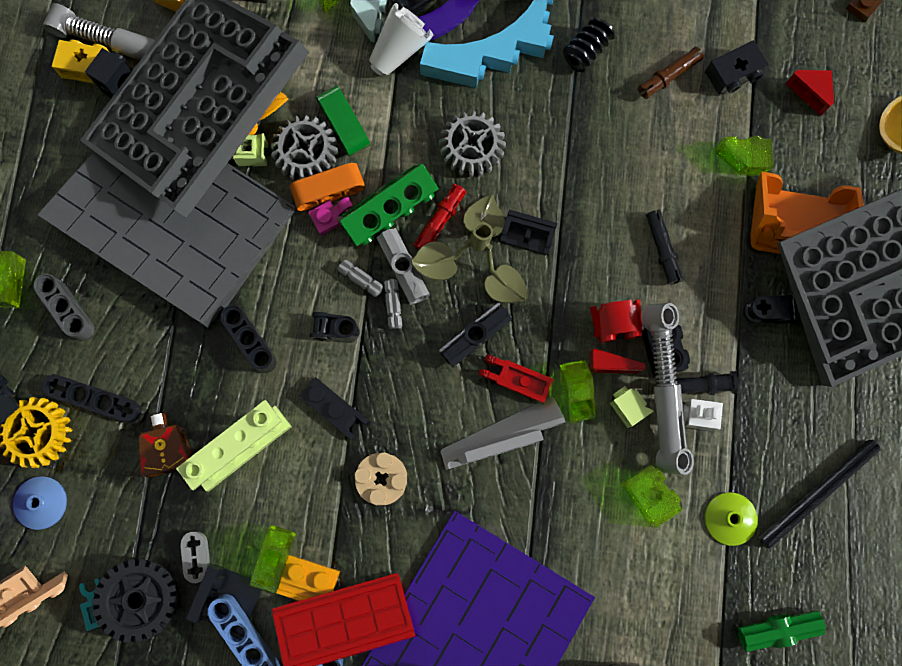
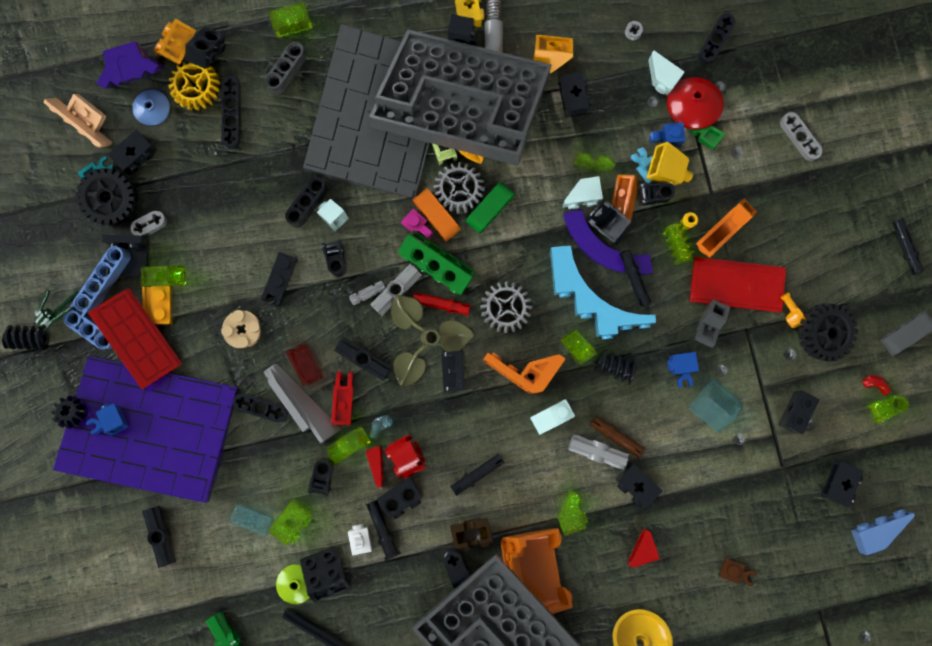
camera: 75 degrees right, 5 degrees up
(78, 540) = (123, 153): none -> black brick
(162, 448) = (212, 175): reddish brown torso -> none
(234, 447) = (225, 222): yellowish green fence -> none
(276, 310) = (332, 214): none -> light aqua slope
(360, 278) = (378, 263): light grey axle -> none
(398, 40) = (565, 225): white cone -> none
(457, 412) = (304, 365): none -> clear red hinge
(502, 487) = (273, 417): none -> black beam
(551, 77) = (578, 347): none -> clear neon green slope
(563, 344) = (379, 424): none -> clear light blue arm
(568, 141) = (542, 370): none -> orange bracket
(612, 439) = (321, 481): none -> black piece
(623, 134) = (552, 416): none -> light aqua slope
(630, 406) = (349, 486): yellowish green window -> none
(632, 548) = (251, 519): none -> clear light blue plate
(673, 451) = (324, 527): light grey piece -> none
(682, 99) = (598, 452): none -> light grey piece
(730, 475) = (324, 574): none -> black bracket
(734, 274) = (471, 533): none -> dark brown cylinder

